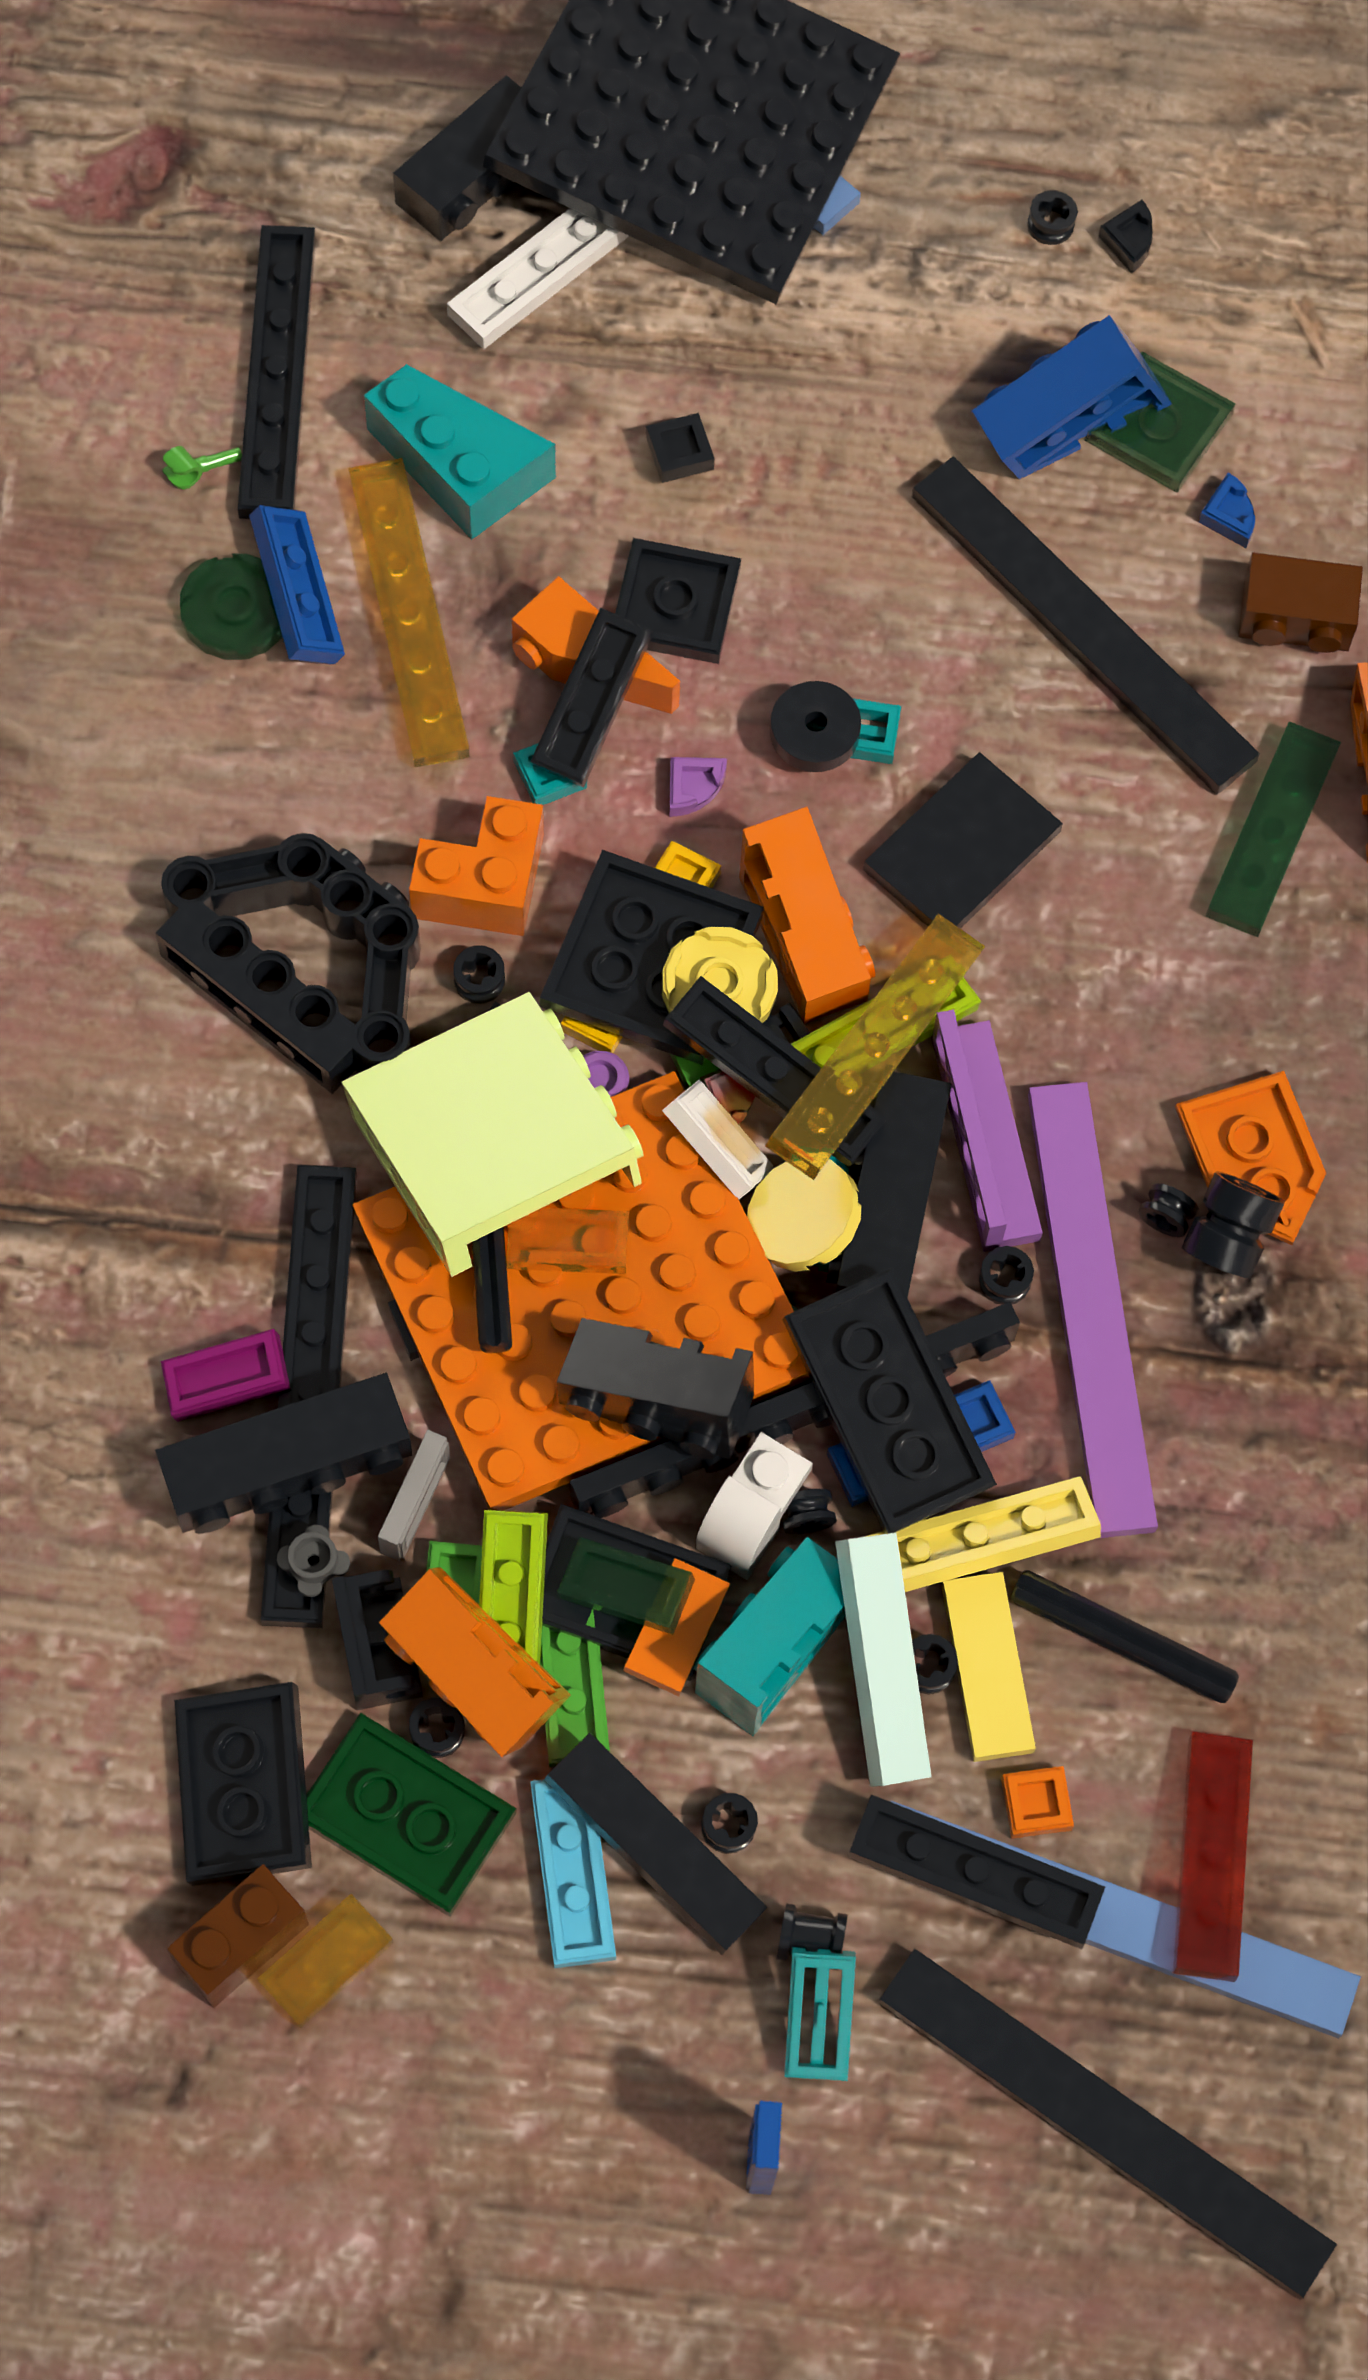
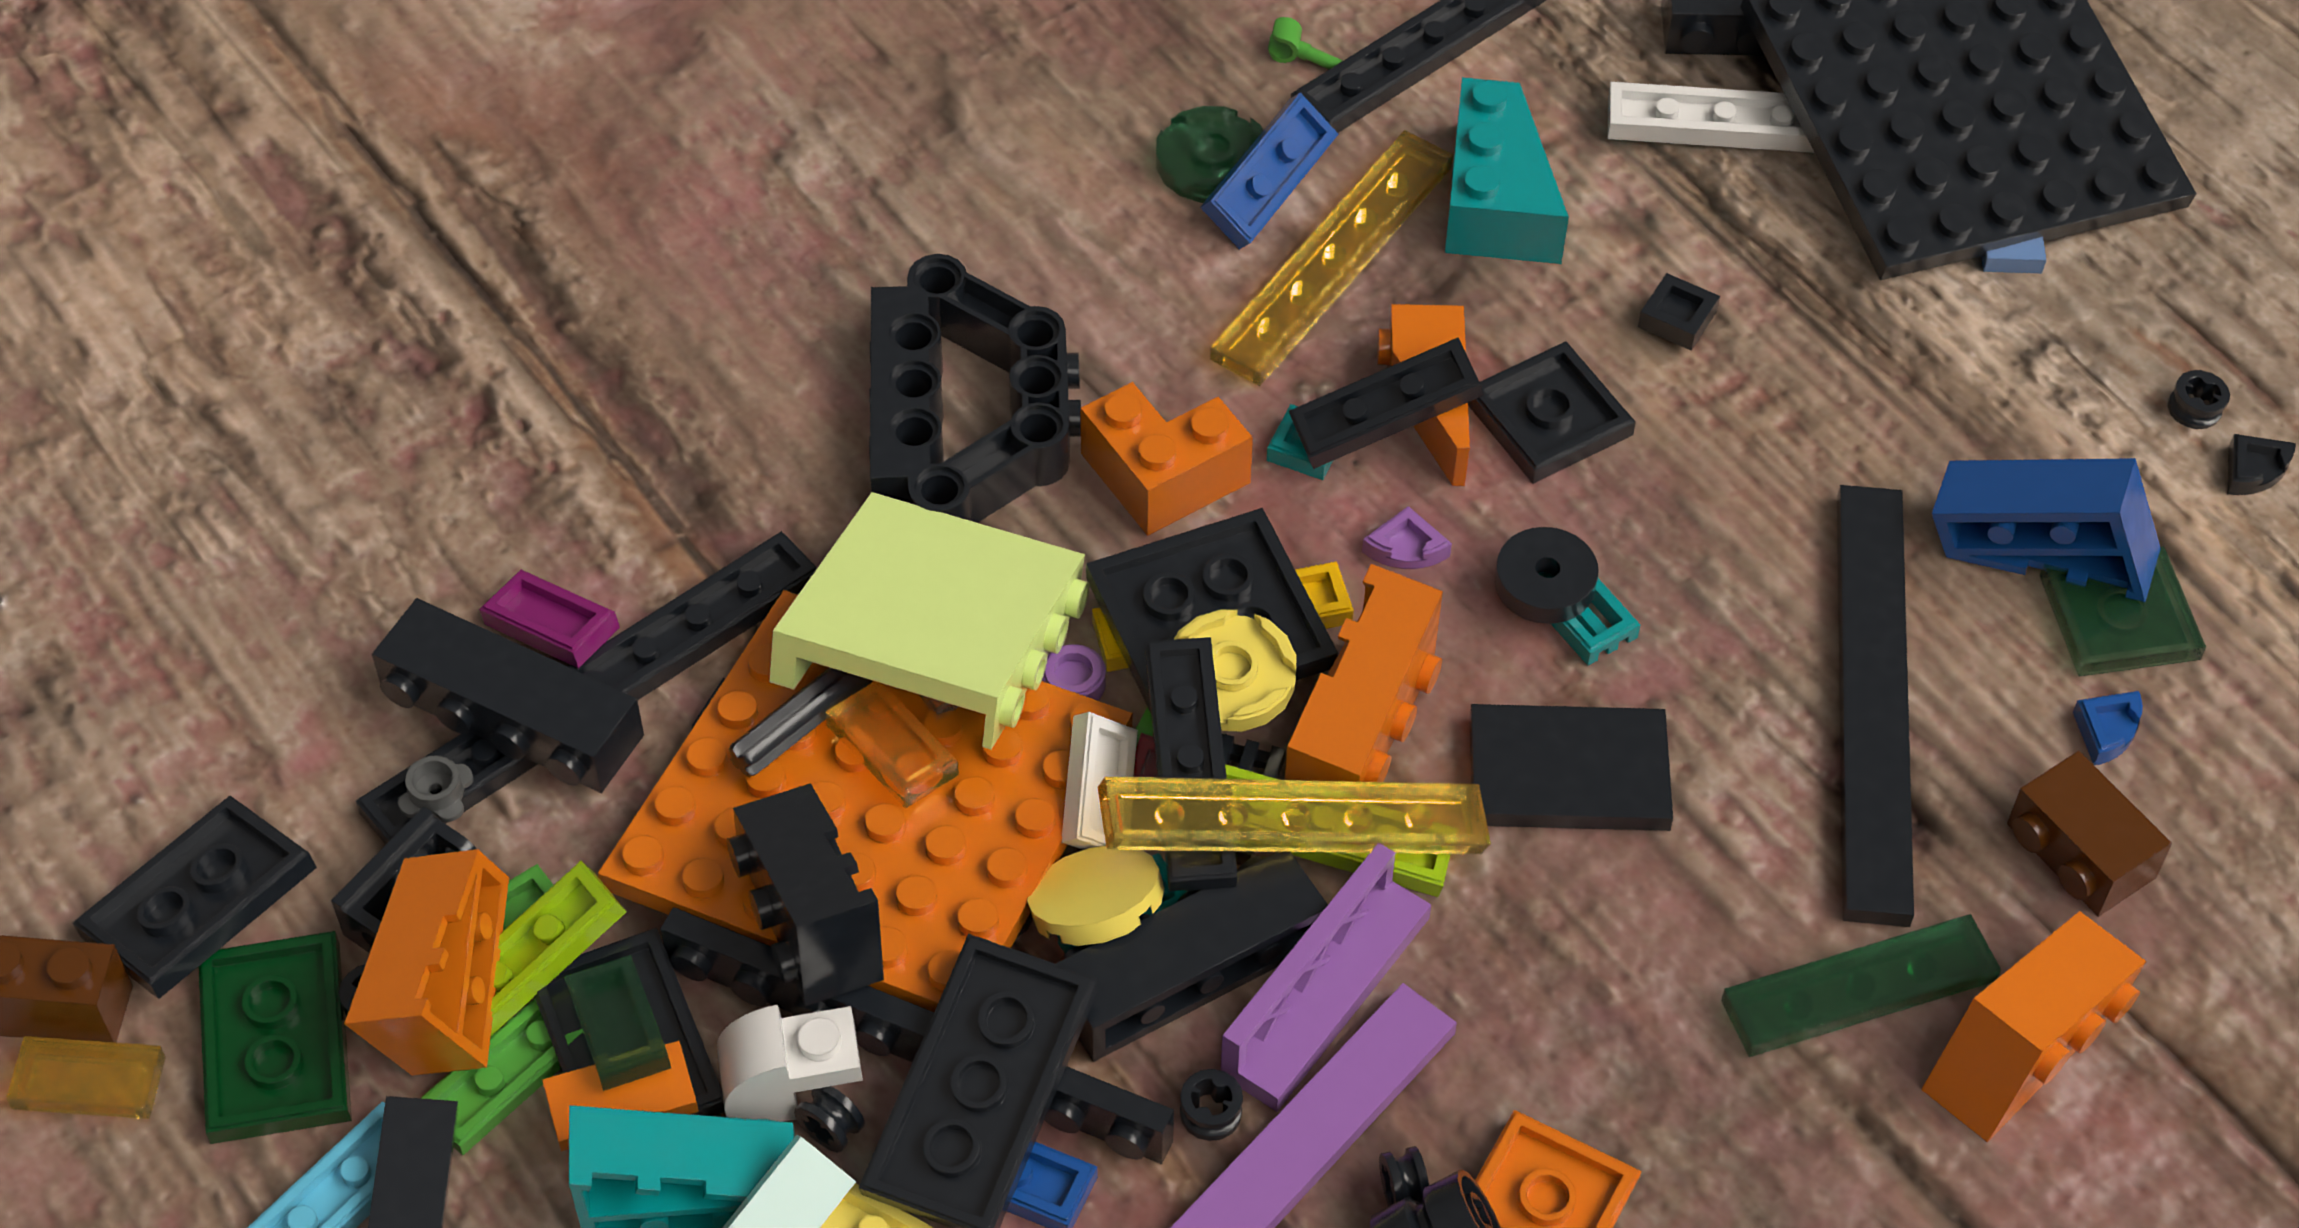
camera: 50 degrees right, 15 degrees down
(414, 1496) = (563, 819): light grey tile -> none
(467, 962) = (1082, 512): black bush -> none

